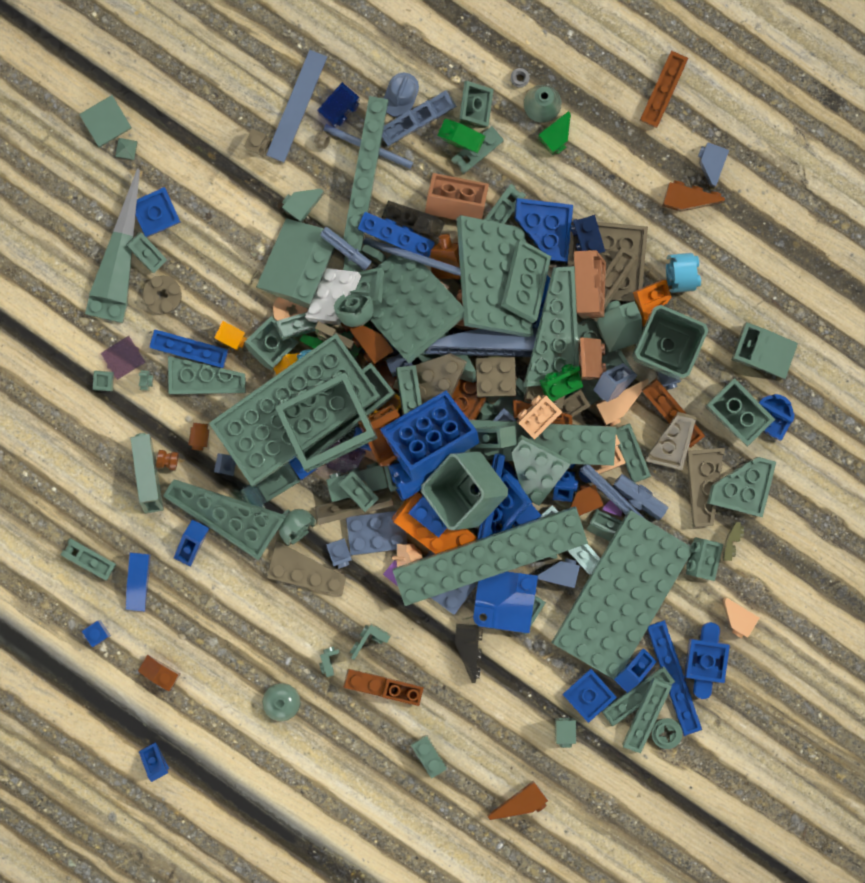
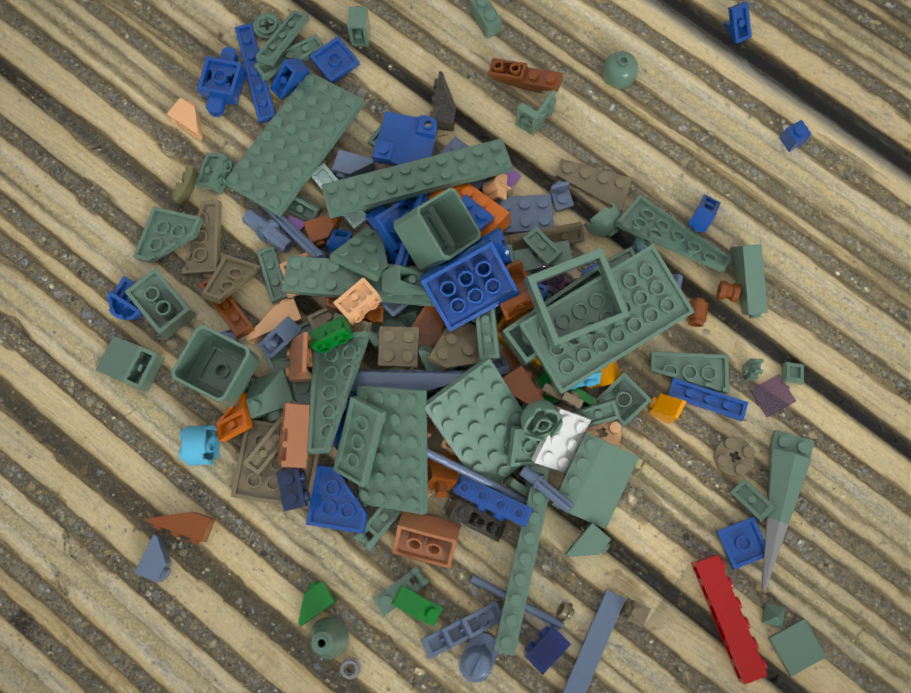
camera: 175 degrees left, 10 degrees down
(89, 559) = (803, 204): sand green plate -> none
(137, 581) = (756, 182): blue slope -> none
(159, 673) = (734, 98): dark orange slope -> none
(170, 143) = (729, 619): none -> red brick
(326, 665) = (577, 99): sand green bracket -> none
(476, 104) = (399, 640): sand green slope -> none
(664, 89) = (197, 646): dark orange plate -> none

